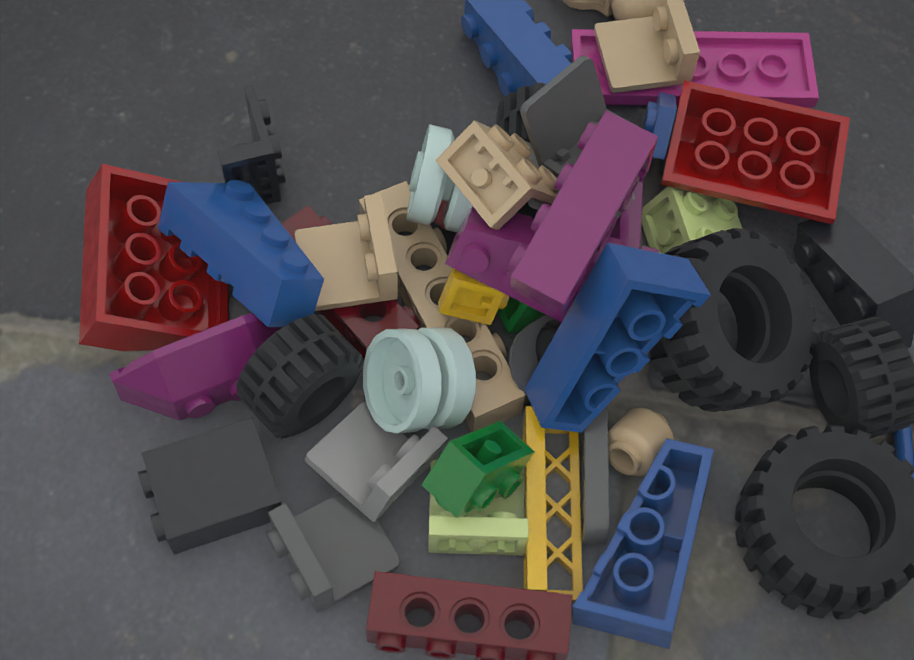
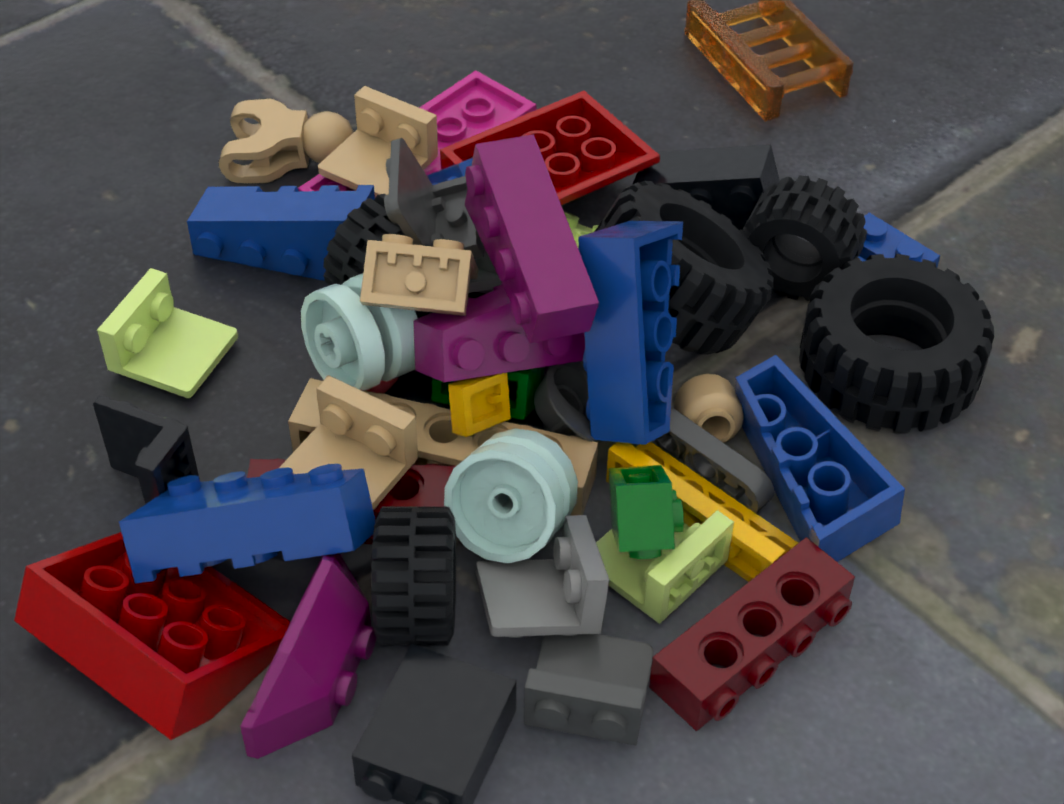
camera: 45 degrees left, 15 degrees down
(365, 72) = (162, 343): none -> yellowish green bracket

